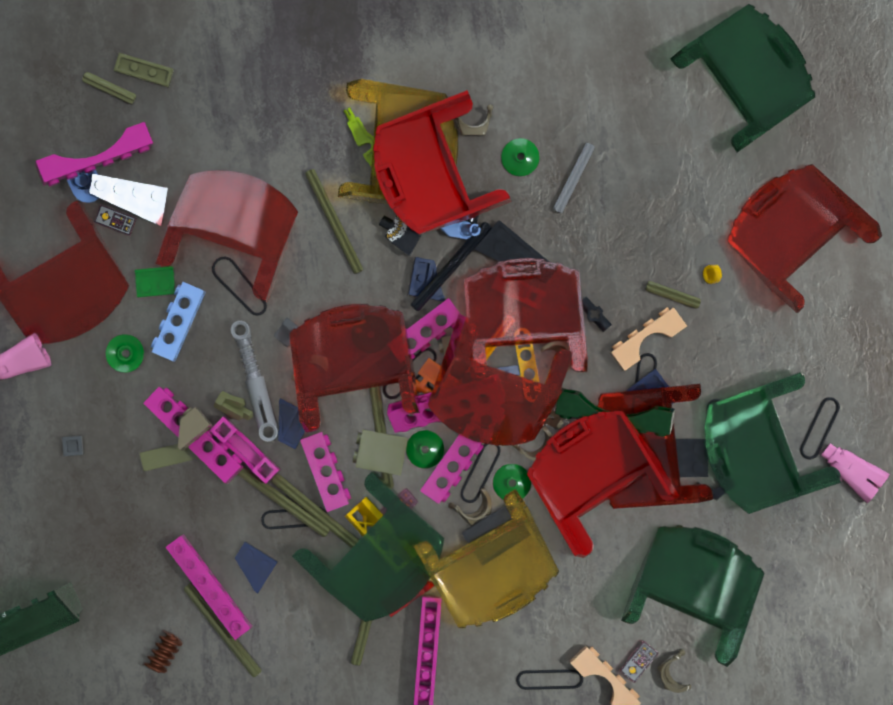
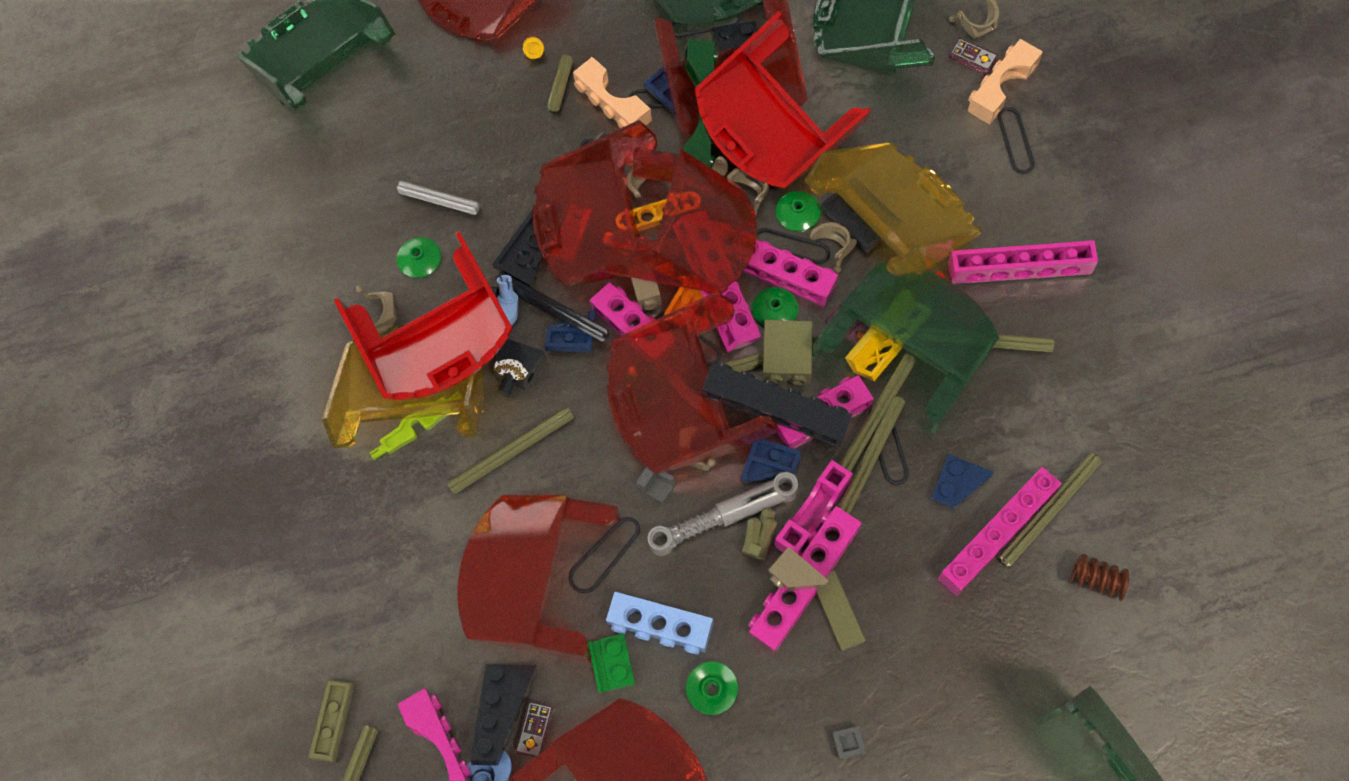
camera: 85 degrees left, 20 degrees down
(328, 435) = (784, 406): none -> black brick

